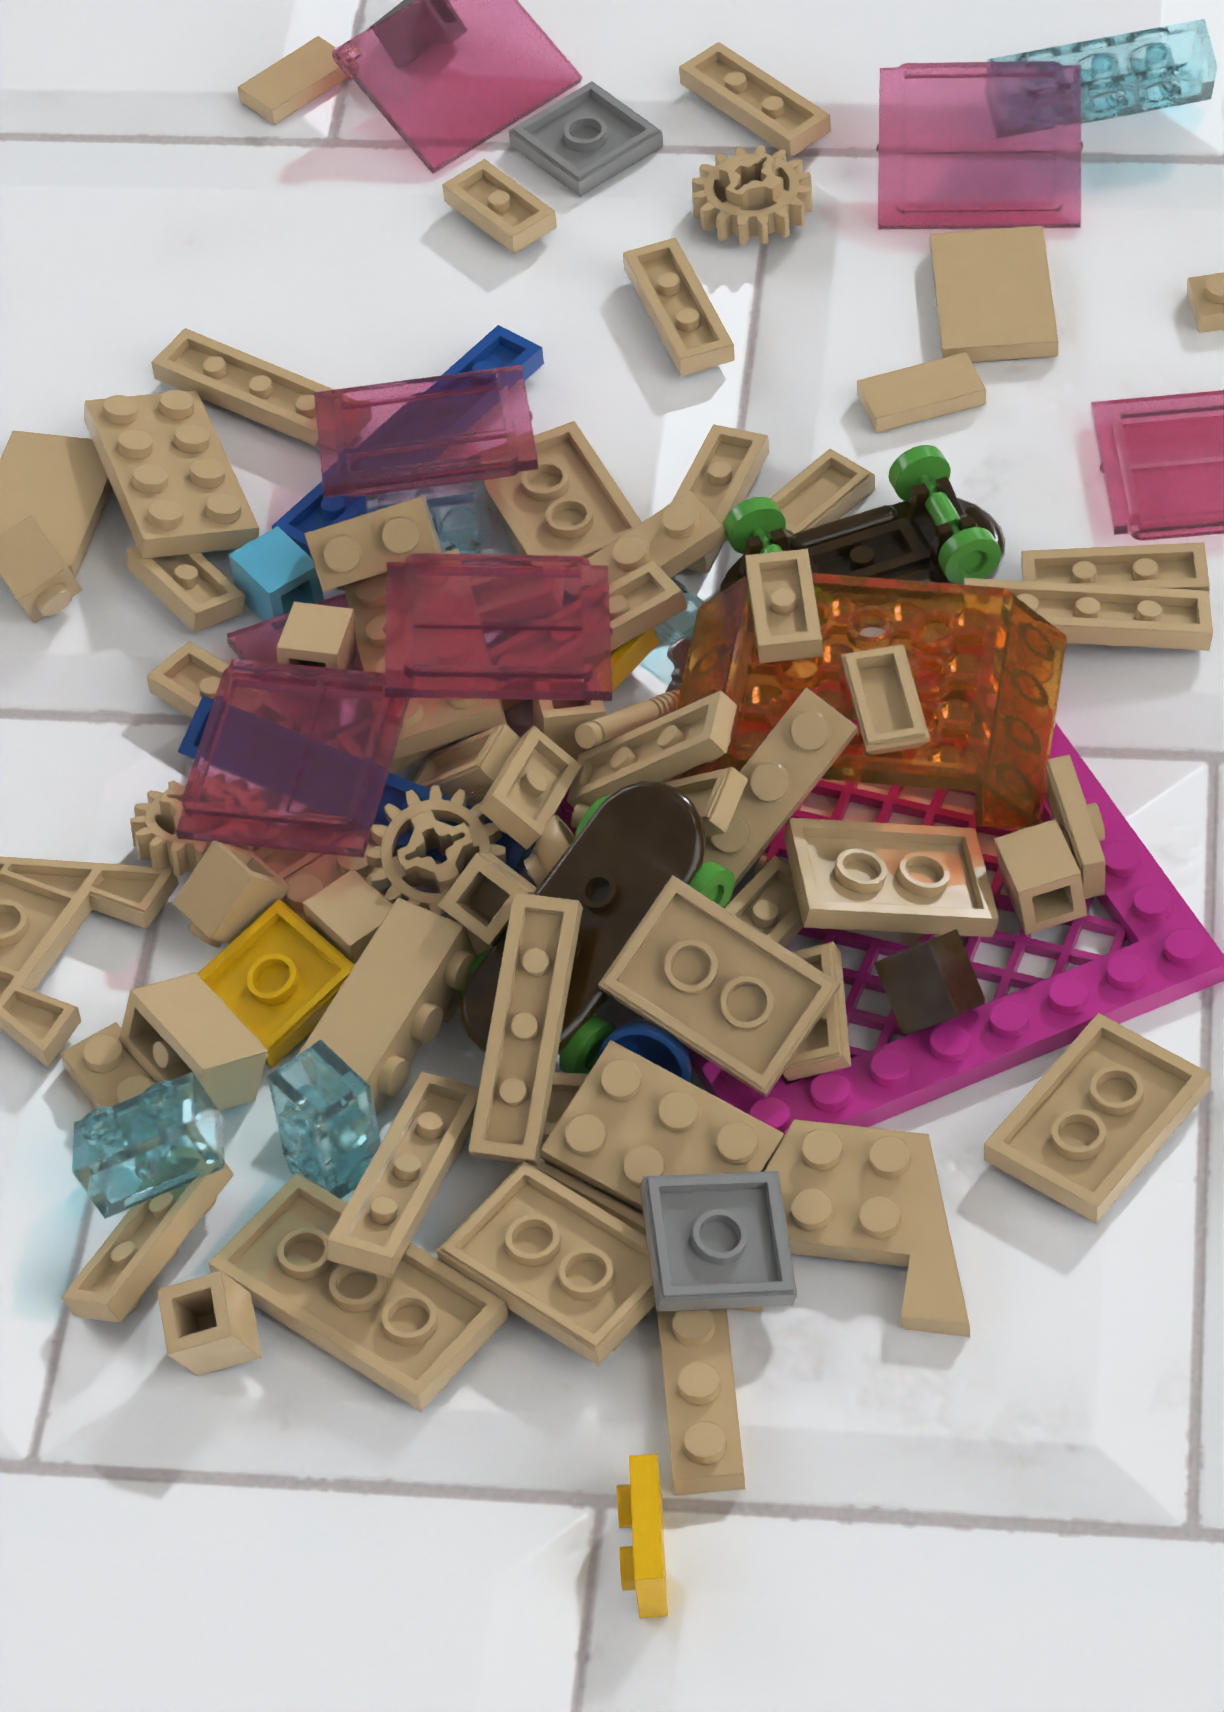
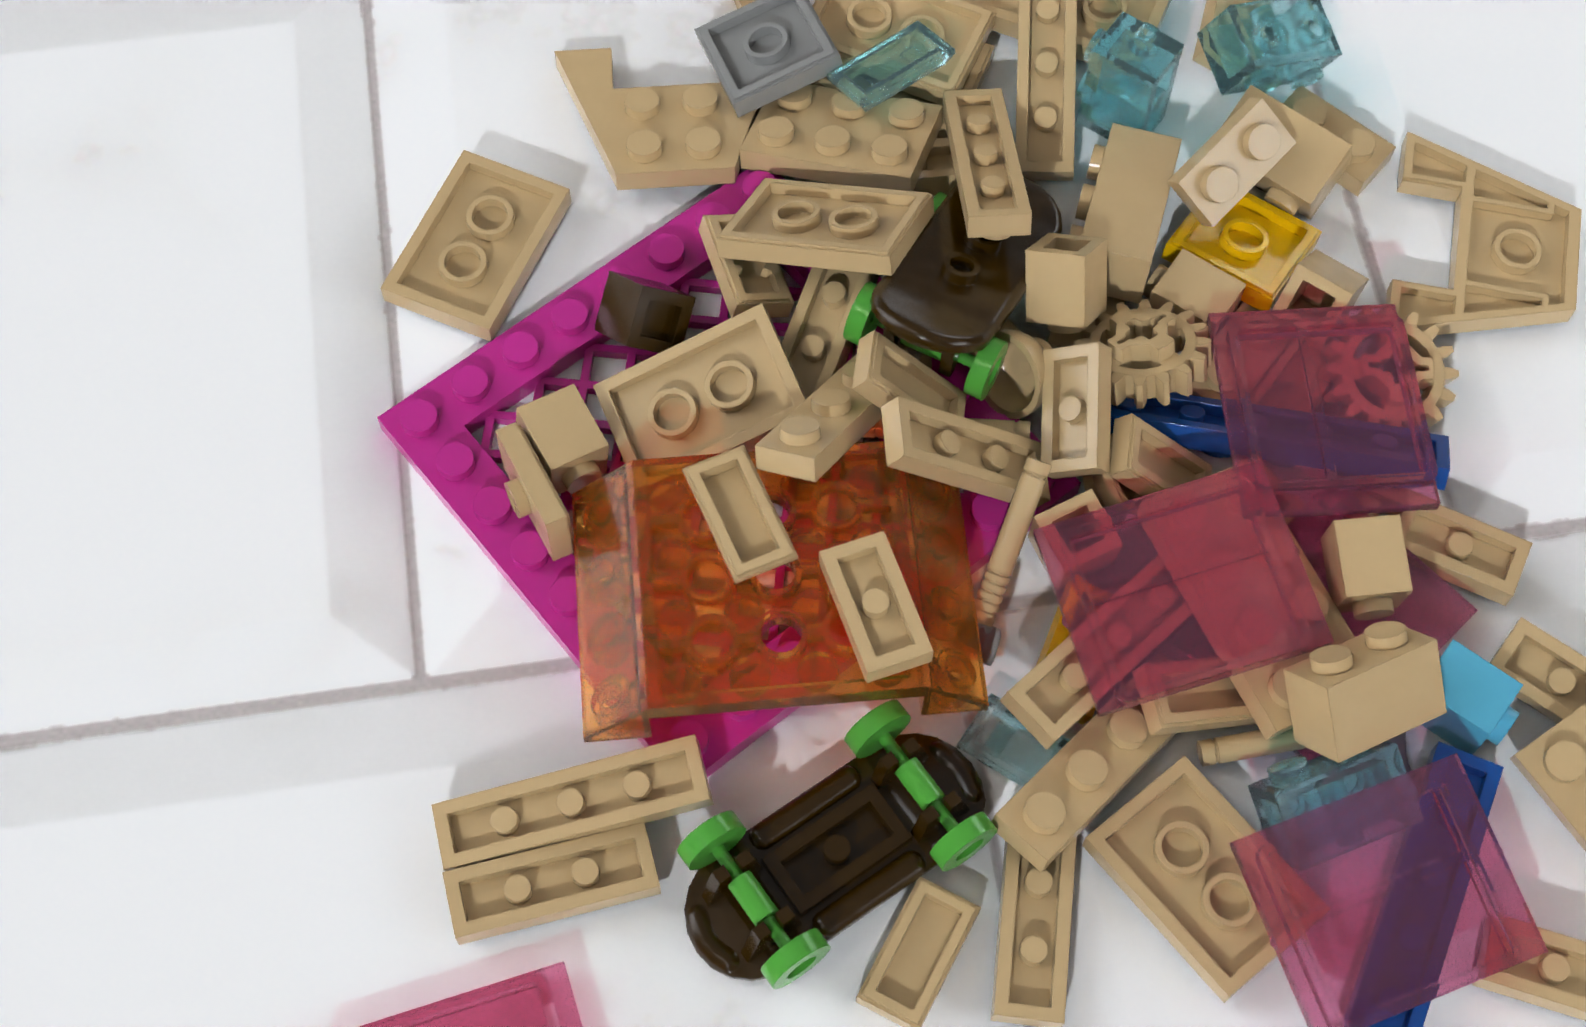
camera: 160 degrees right, 15 degrees up
(241, 996) = (1232, 161): none -> tan plate
(585, 1172) = (891, 66): none -> clear light blue tile

